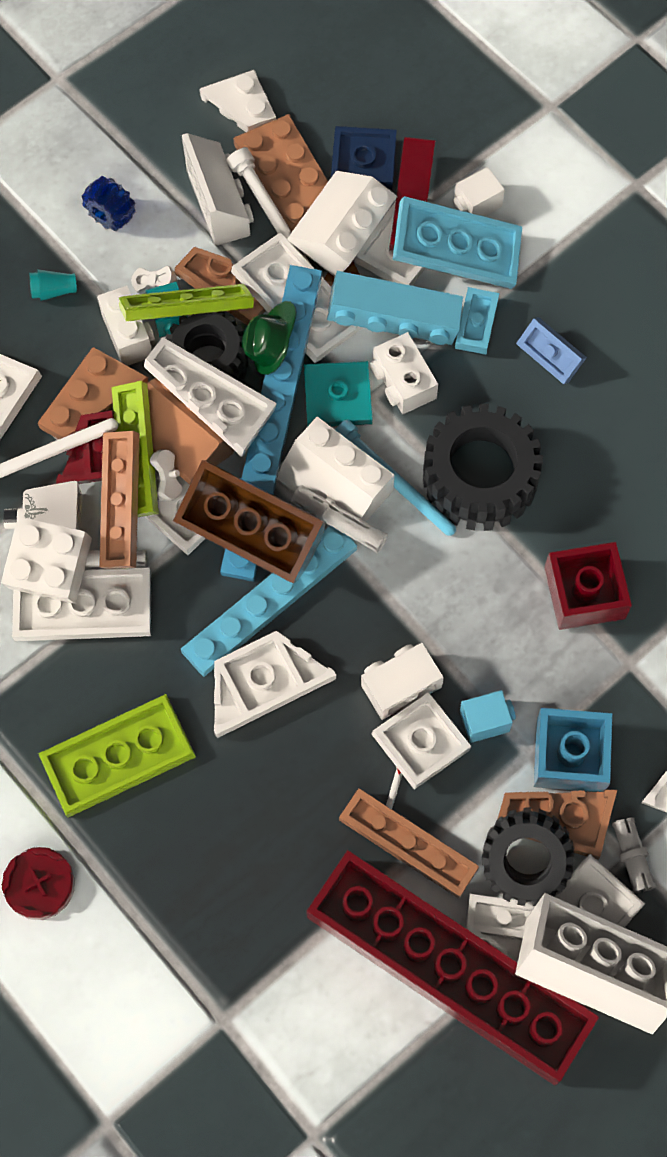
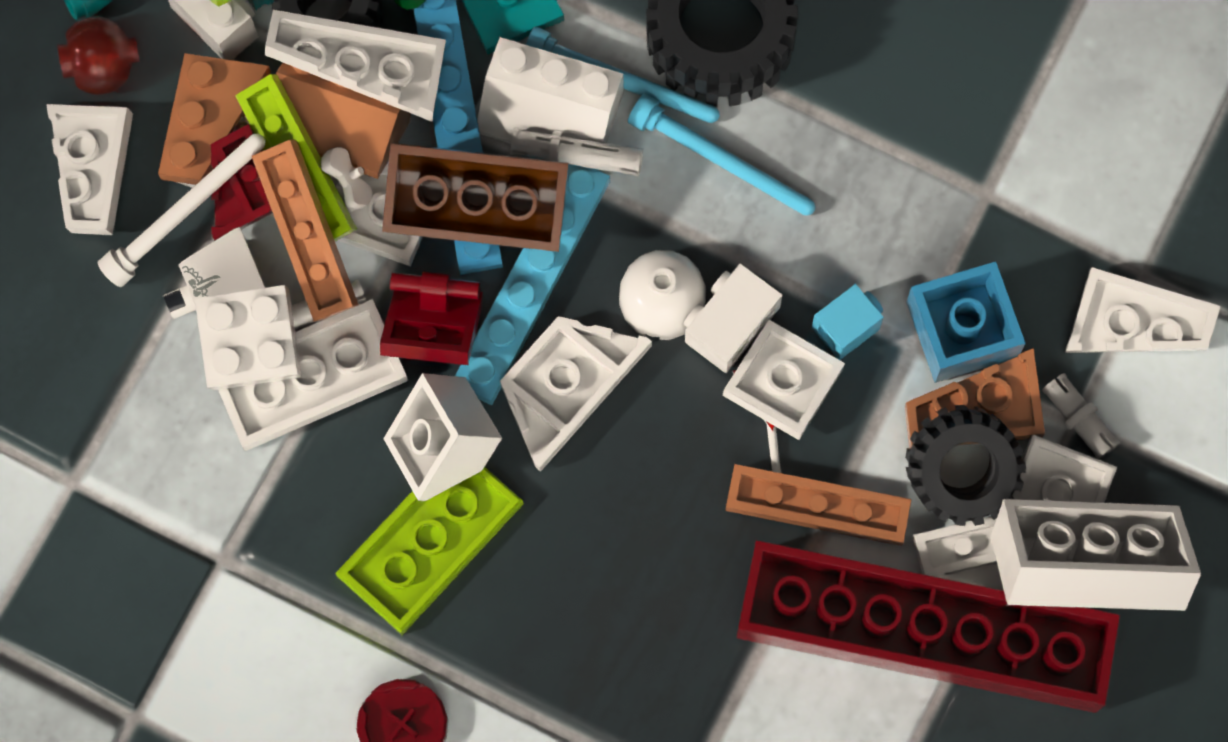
camera: 20 degrees left, 5 degrees up
(34, 327) = (97, 55): none -> clear red plant
(155, 683) = (441, 435): none -> white slope
(184, 597) = (431, 318): none -> dark red plate
(357, 642) = (661, 293): none -> white cylinder
(403, 512) = (650, 116): none -> medium azure piece
(587, 585) = (904, 120): dark red brick -> none

